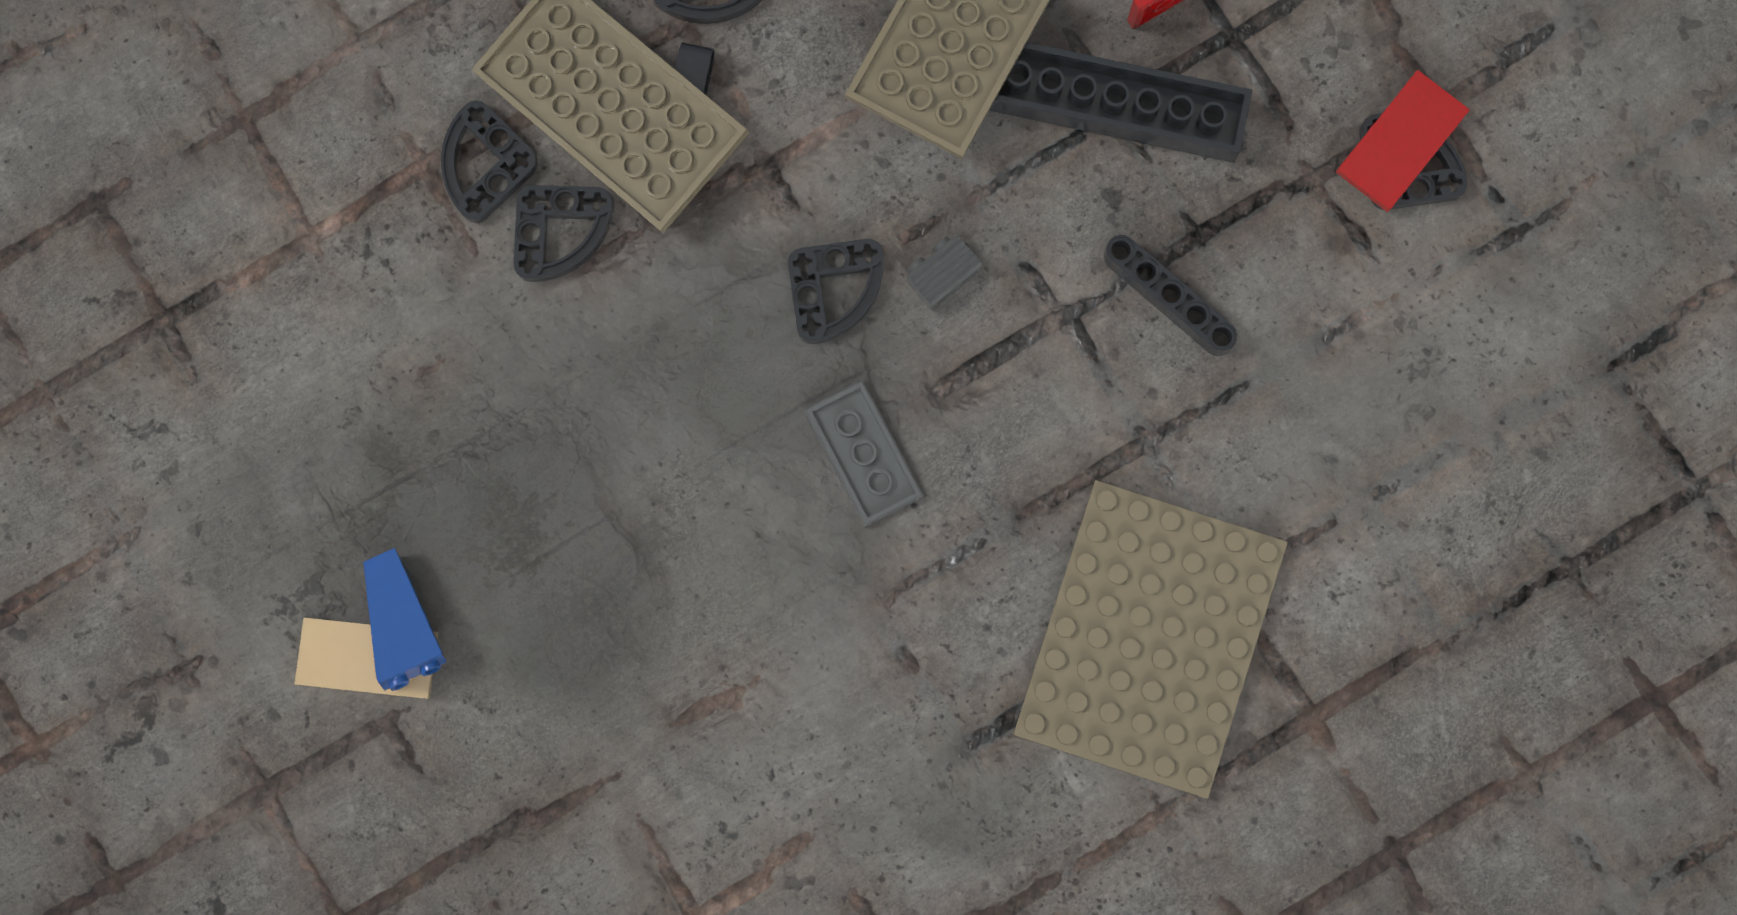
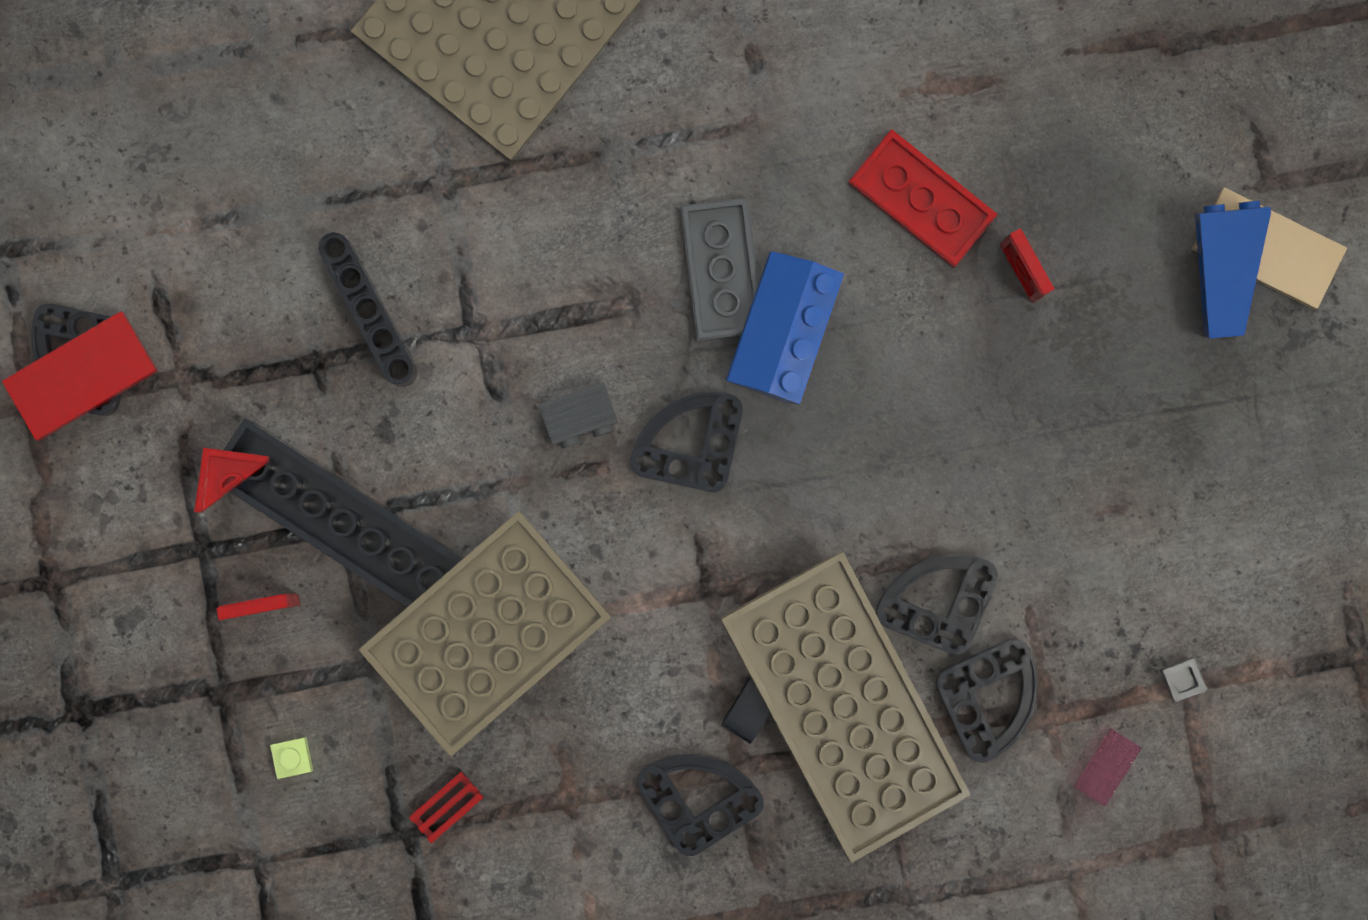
camera: 160 degrees left, 5 degrees up
(315, 238) = (1183, 679): none -> plate
(357, 139) = (1107, 767): none -> clear pink tile
(585, 551) = (1026, 266): none -> red tile
(703, 586) = (922, 198): none -> red tile
(786, 416) = (784, 327): none -> blue slope
(1239, 96) = (223, 472): none -> red tile

